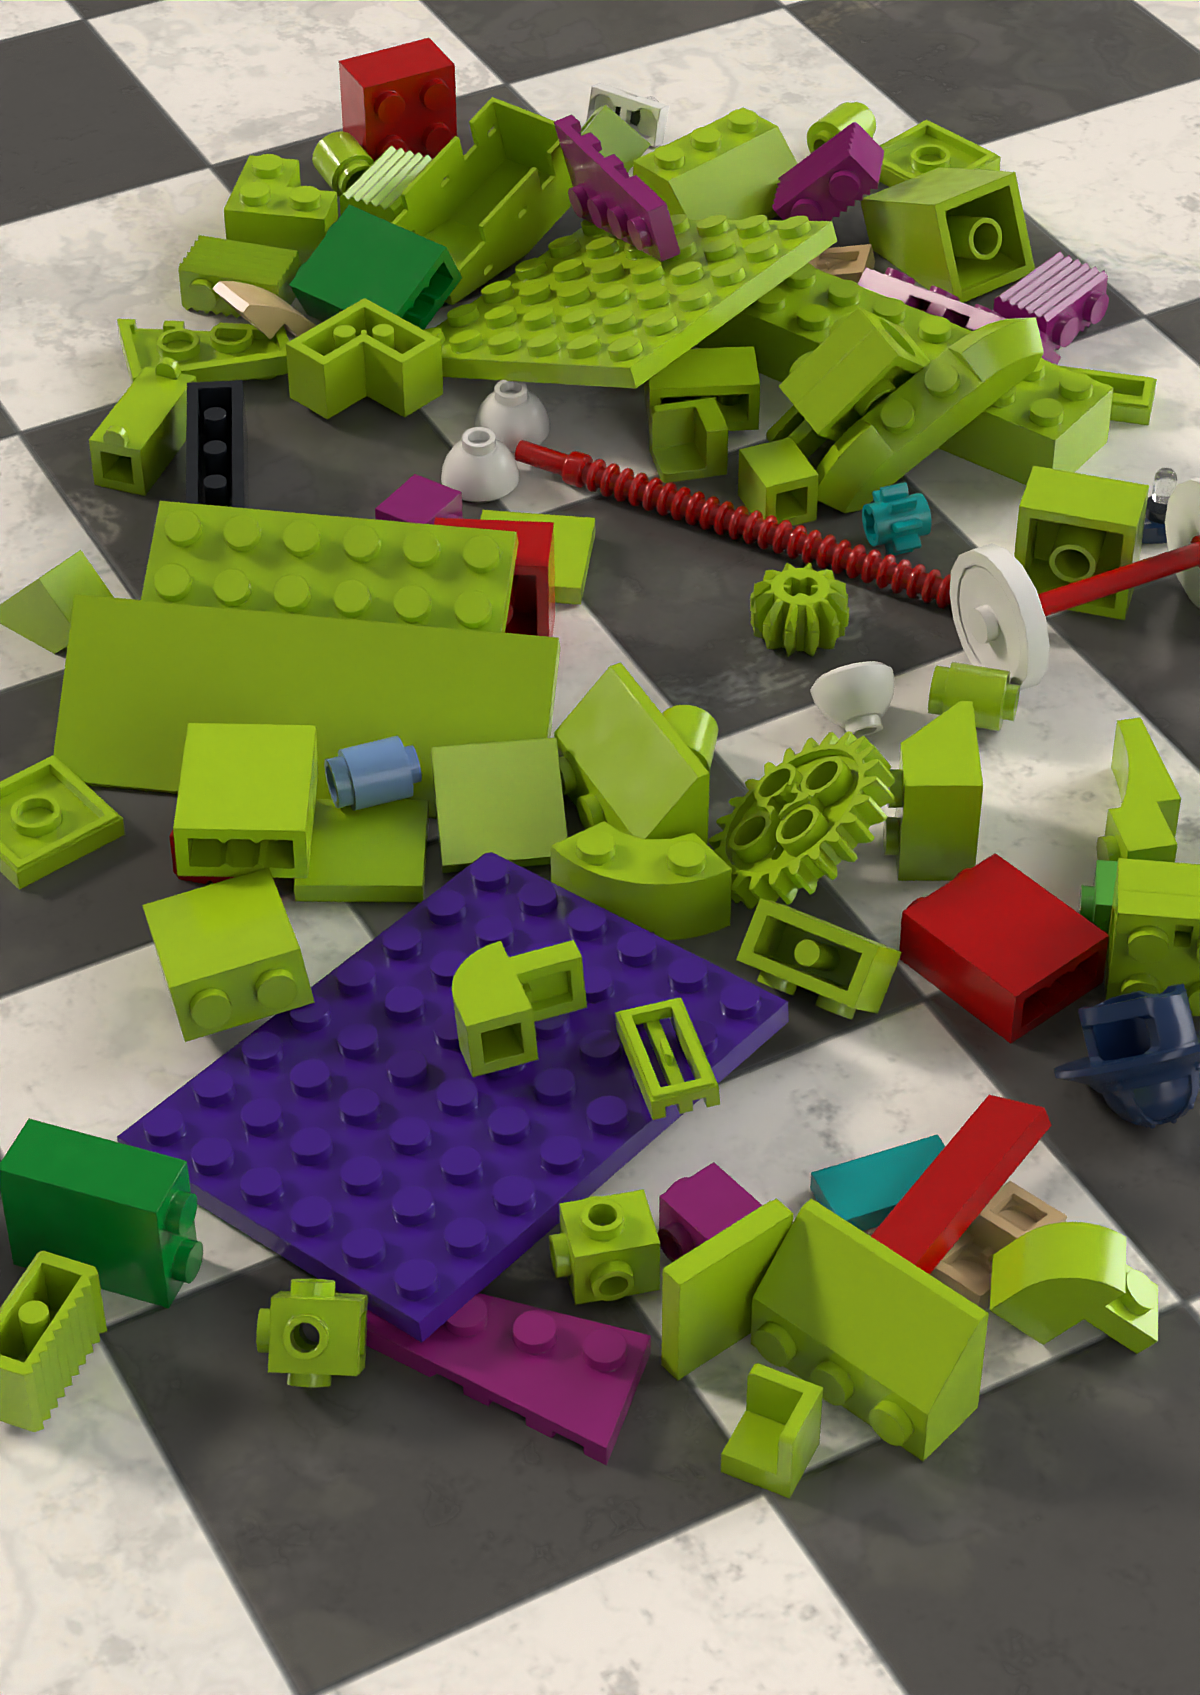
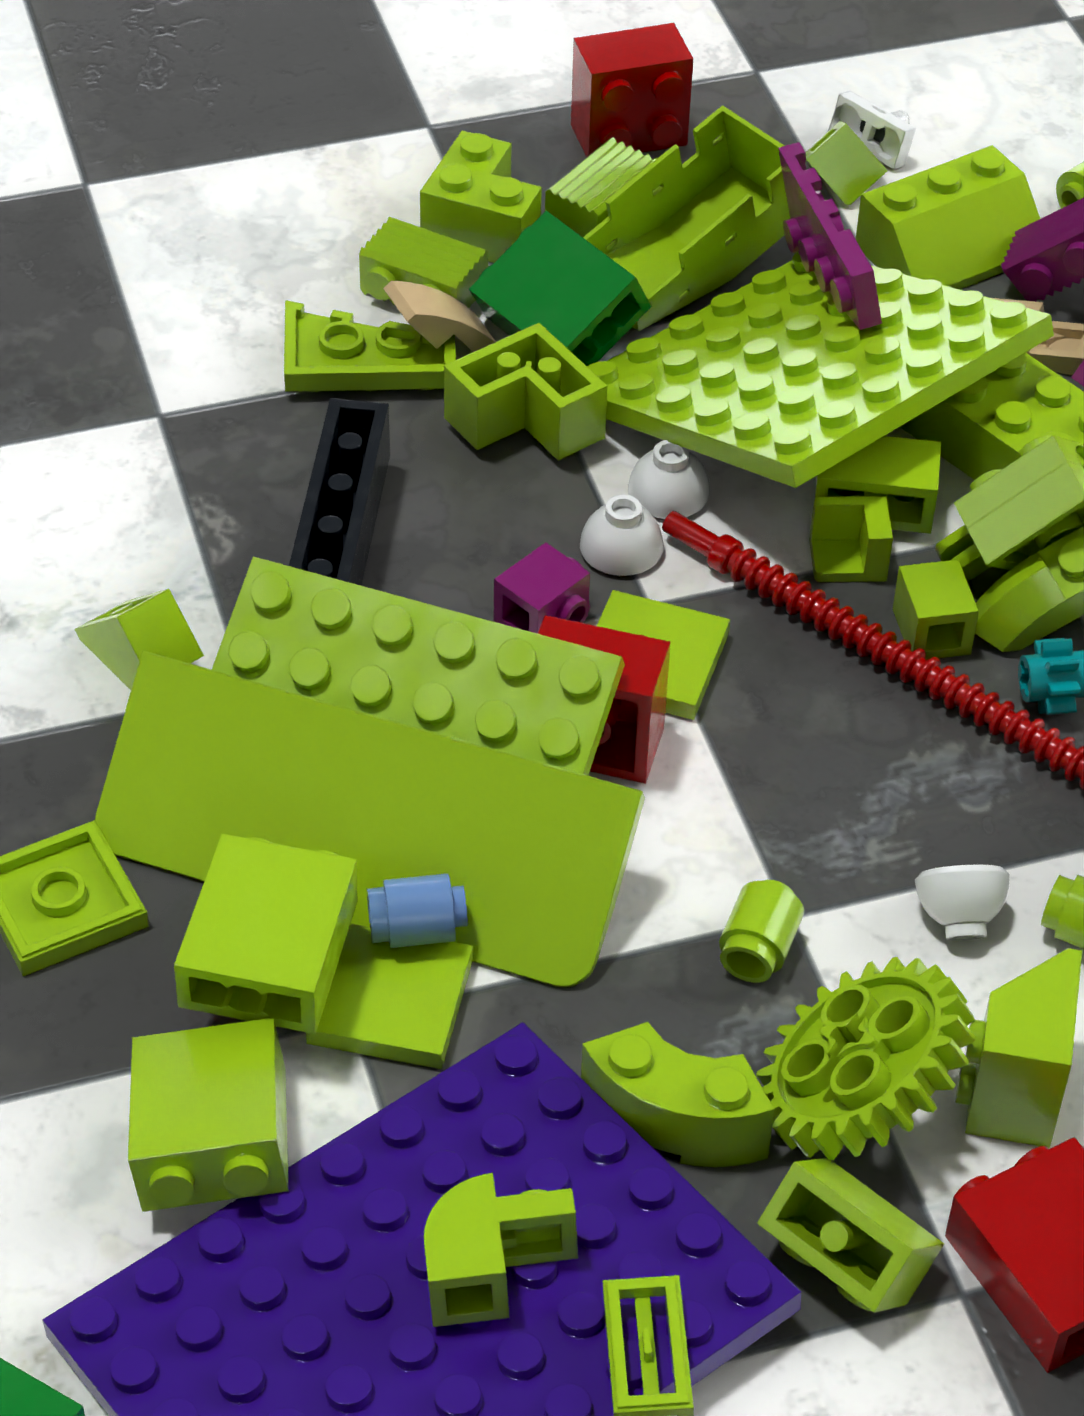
camera: 10 degrees right, 5 degrees up
(142, 430) = (278, 438): lime brick -> none
(340, 160) = (560, 144): lime brick -> none
(498, 801) = (544, 968): lime tile -> none
(630, 764) = (691, 958): lime slope -> none
(799, 609) = (925, 772): lime gear -> none

